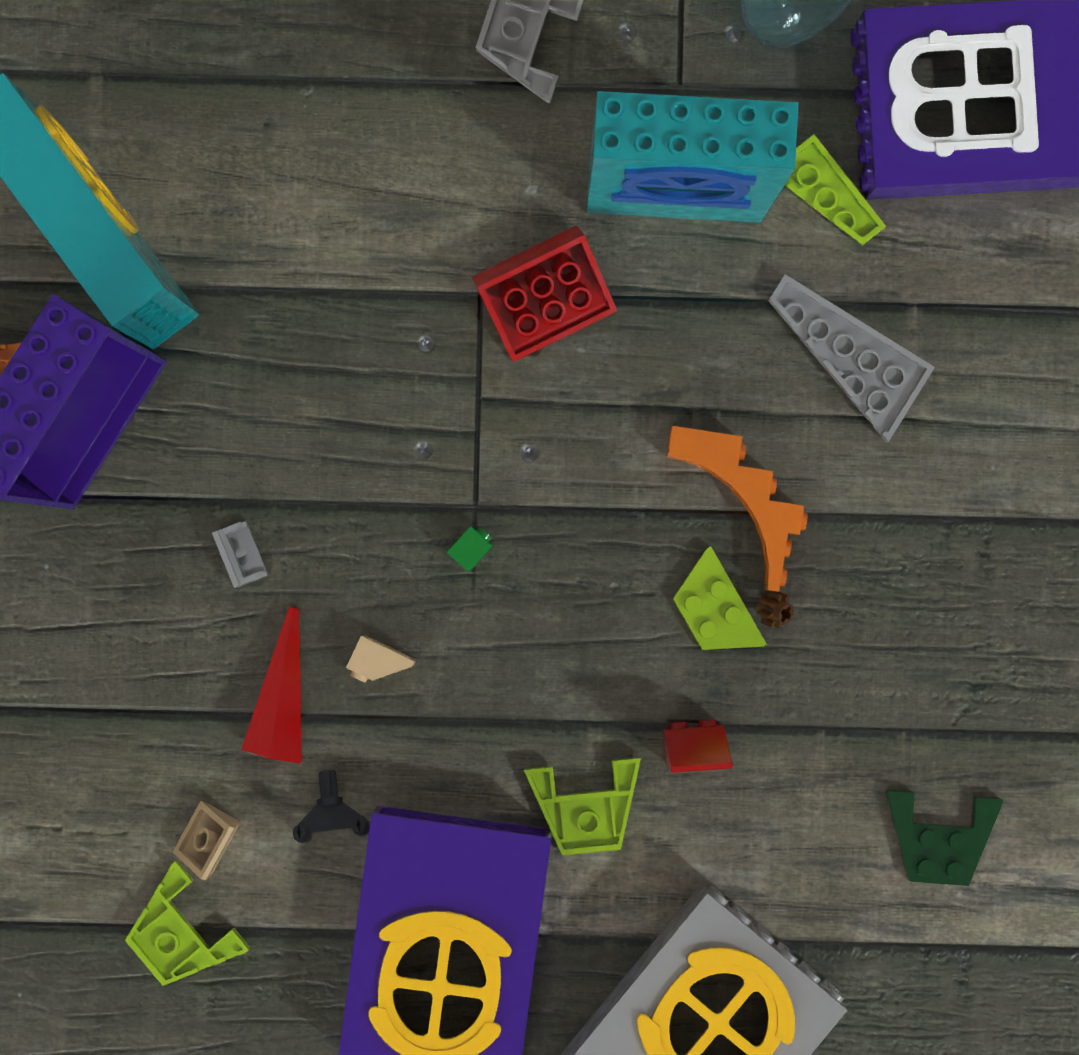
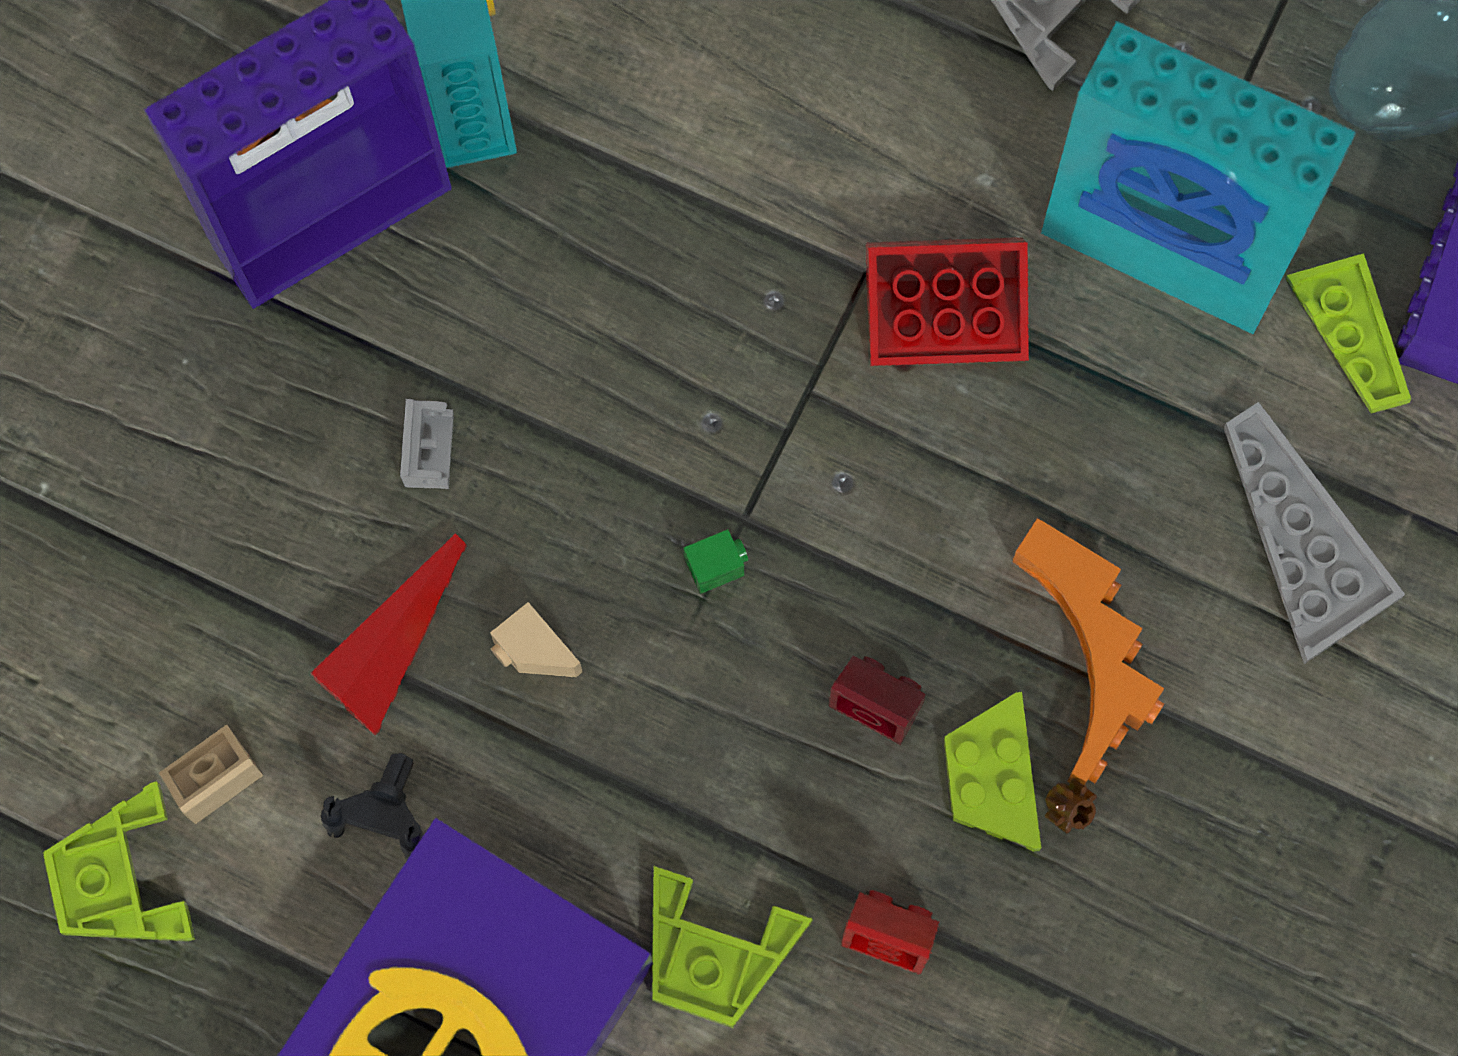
camera: 25 degrees right, 15 degrees down
(620, 594) = (877, 698): none -> dark red slope

